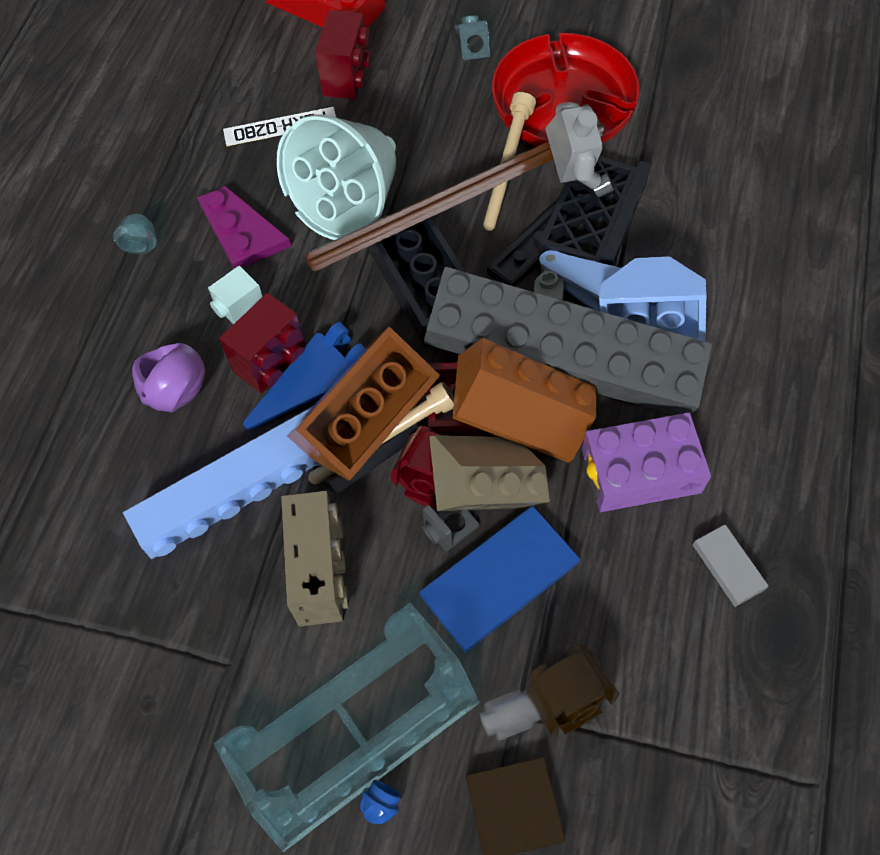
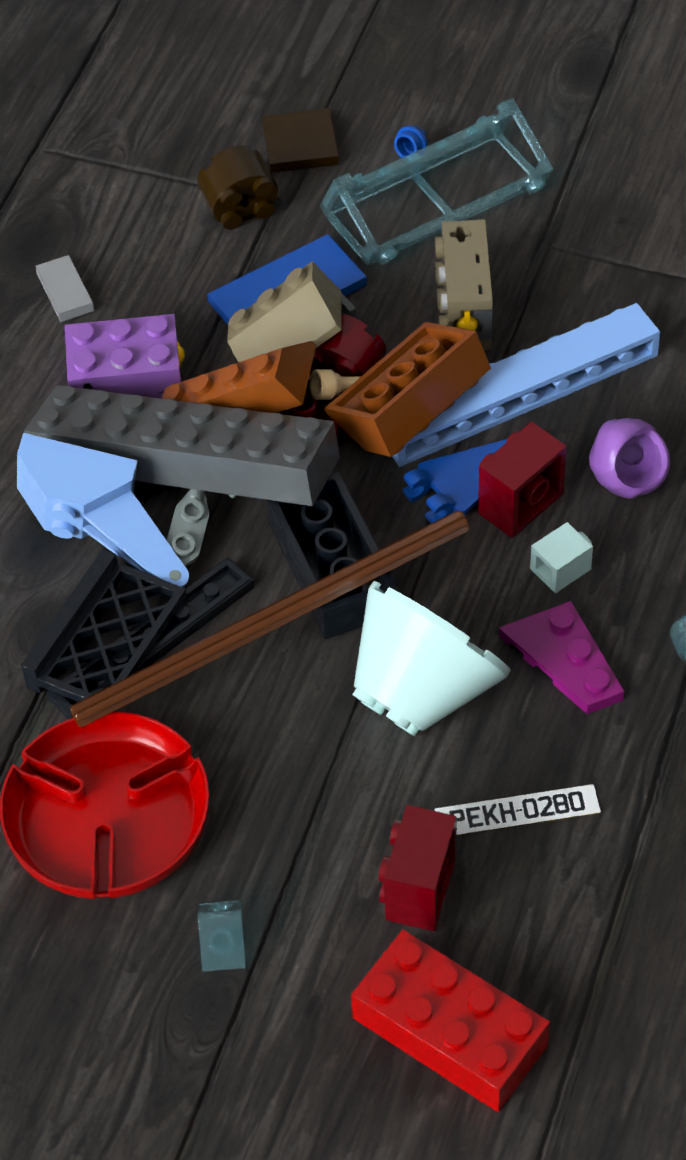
camera: 175 degrees left, 10 degrees down
(508, 715) = (296, 187): clear brick -> none
(521, 107) = (174, 749): tan piece -> none
(577, 146) = (122, 651): light grey torso -> none

